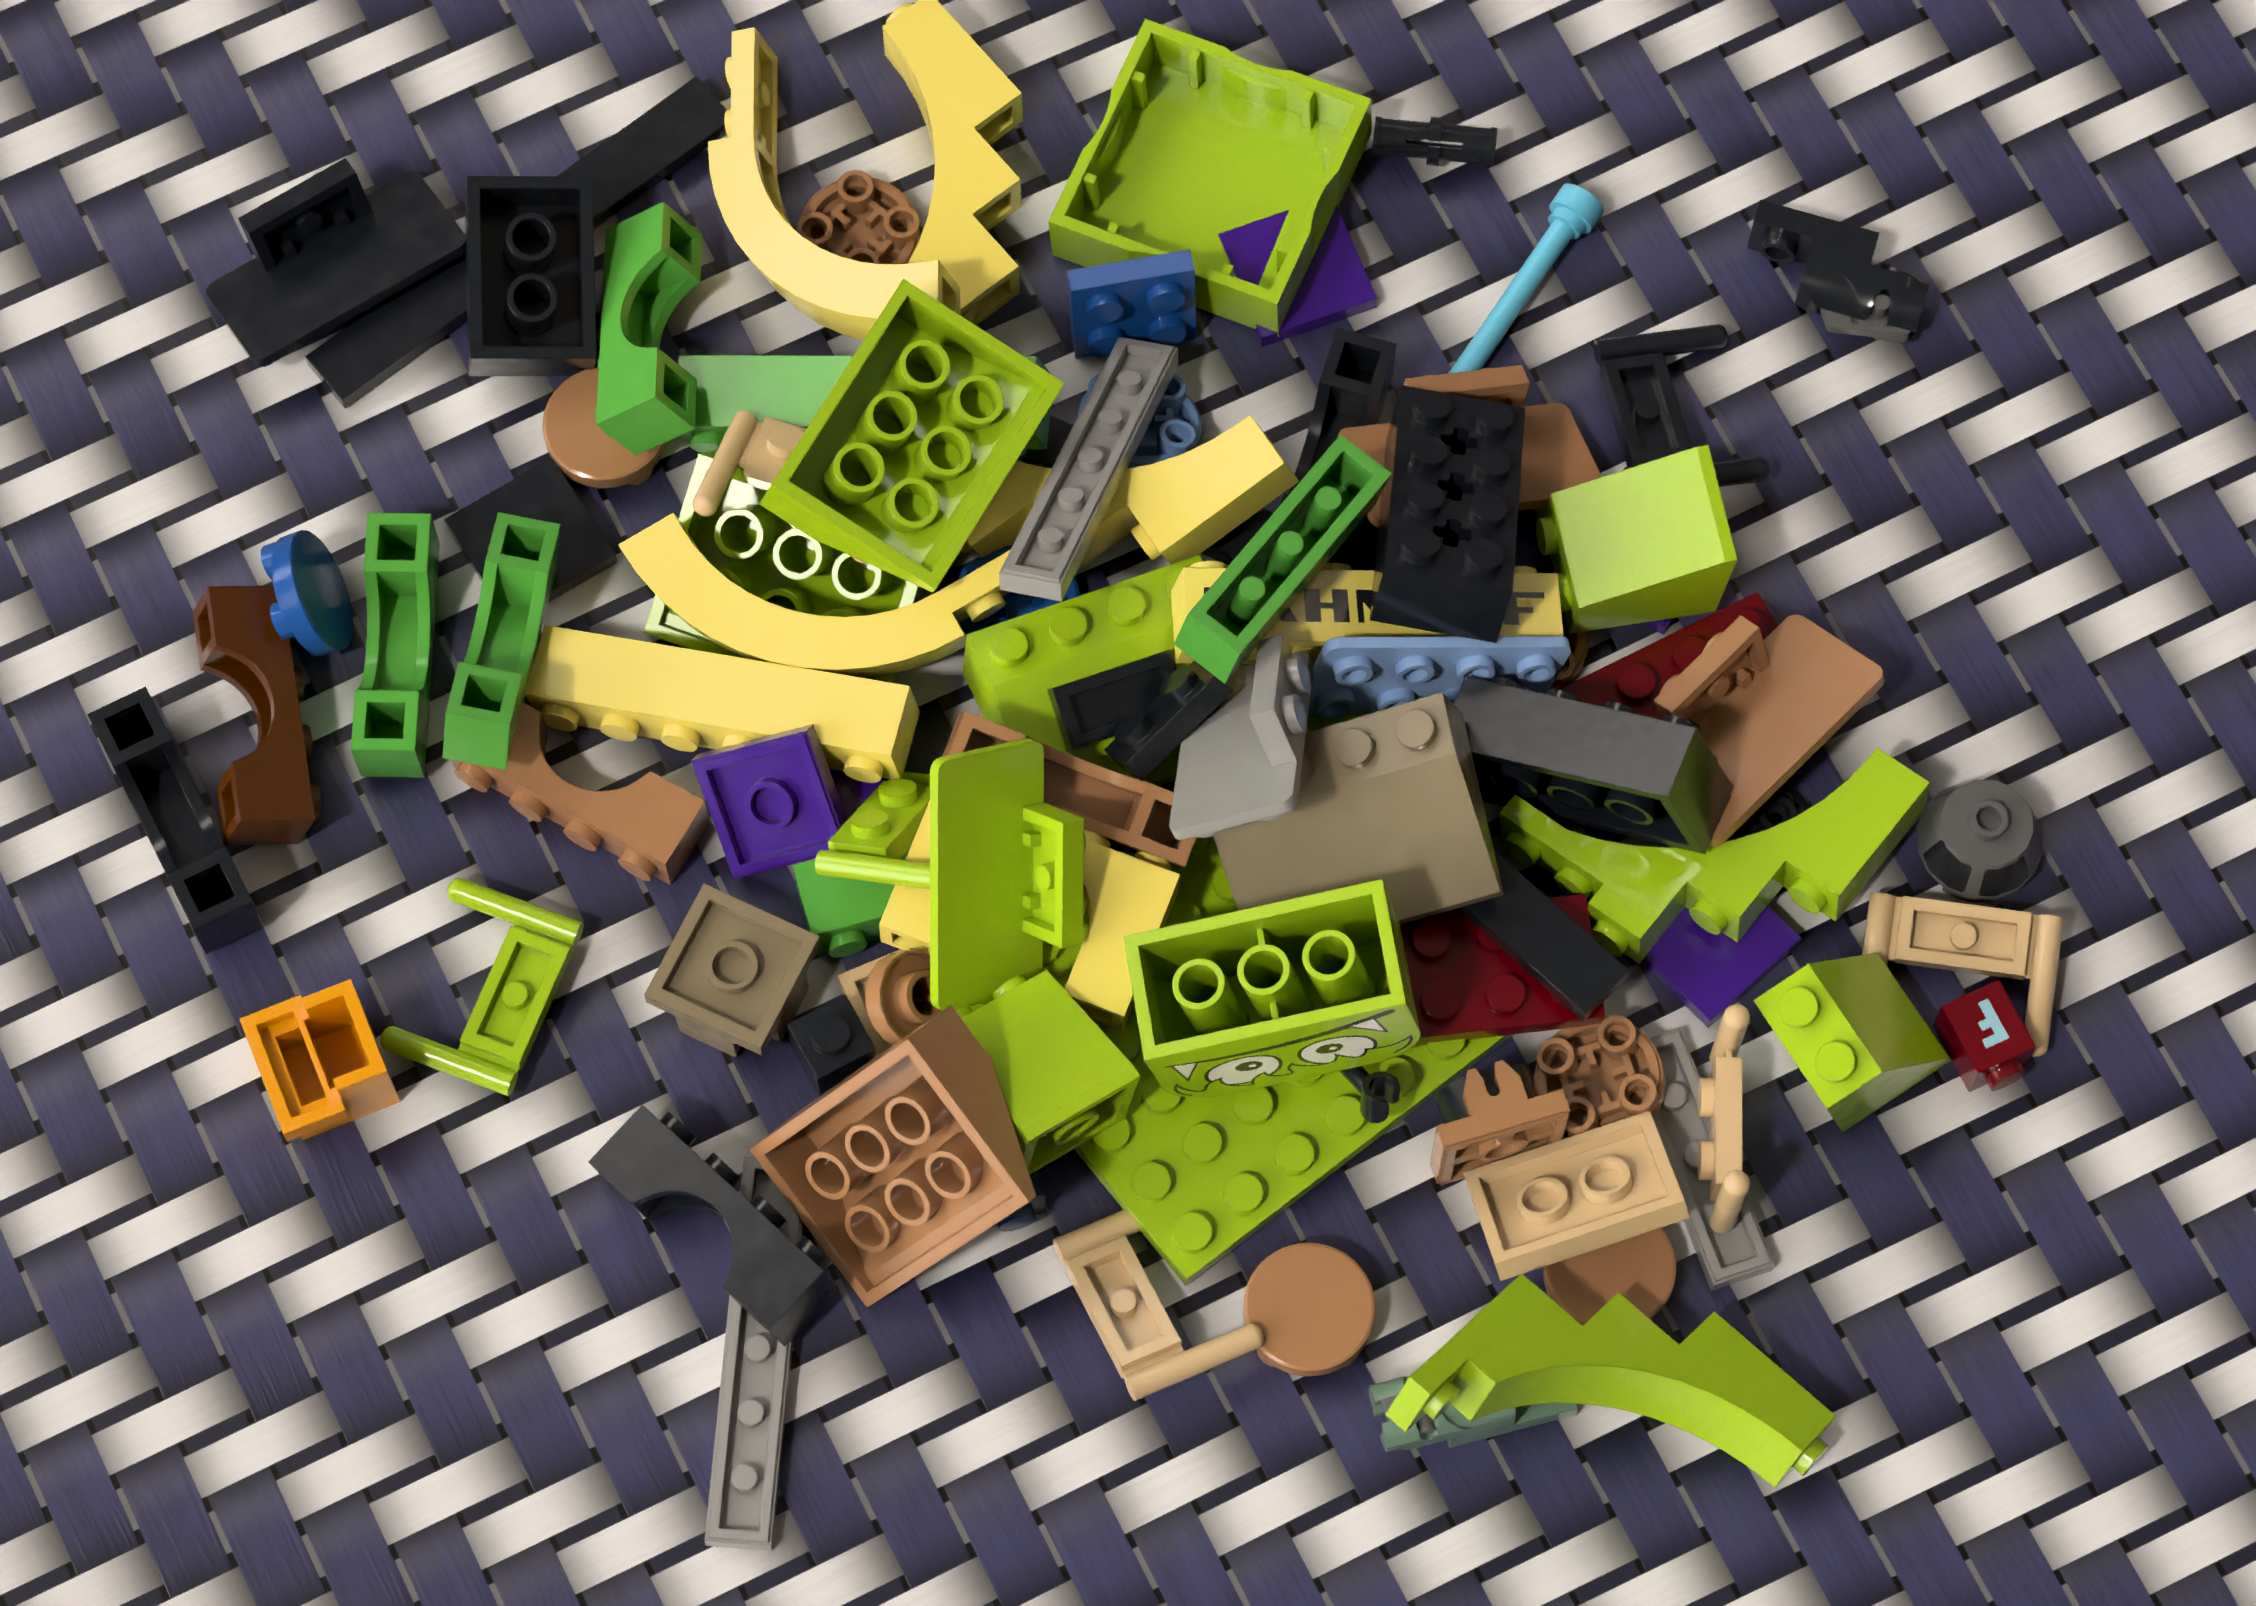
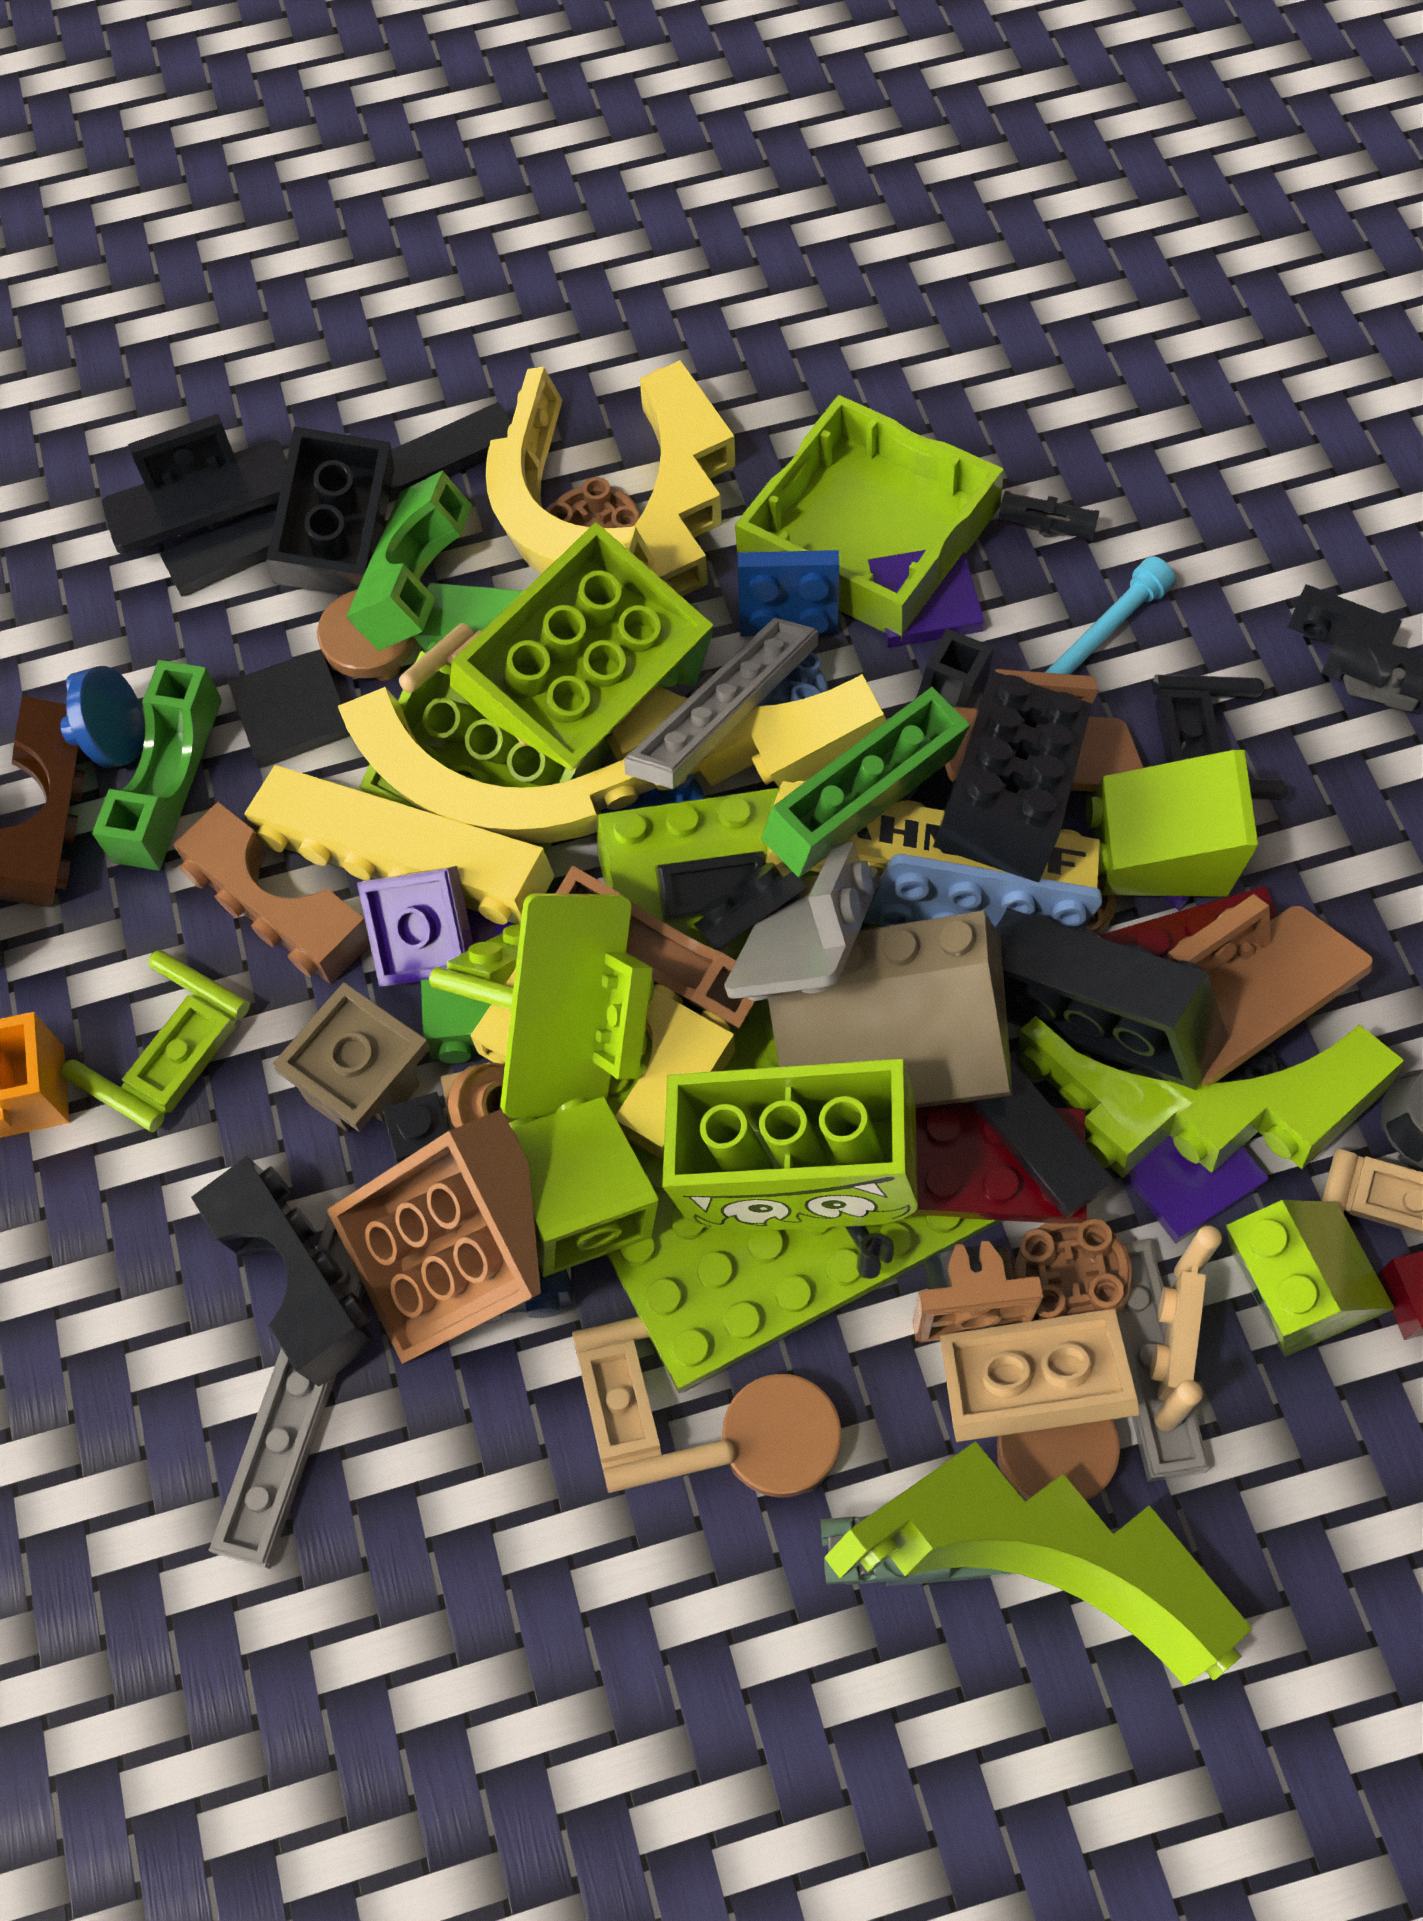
camera: 15 degrees right, 5 degrees down
(503, 642) = (201, 809): bright green arch -> none

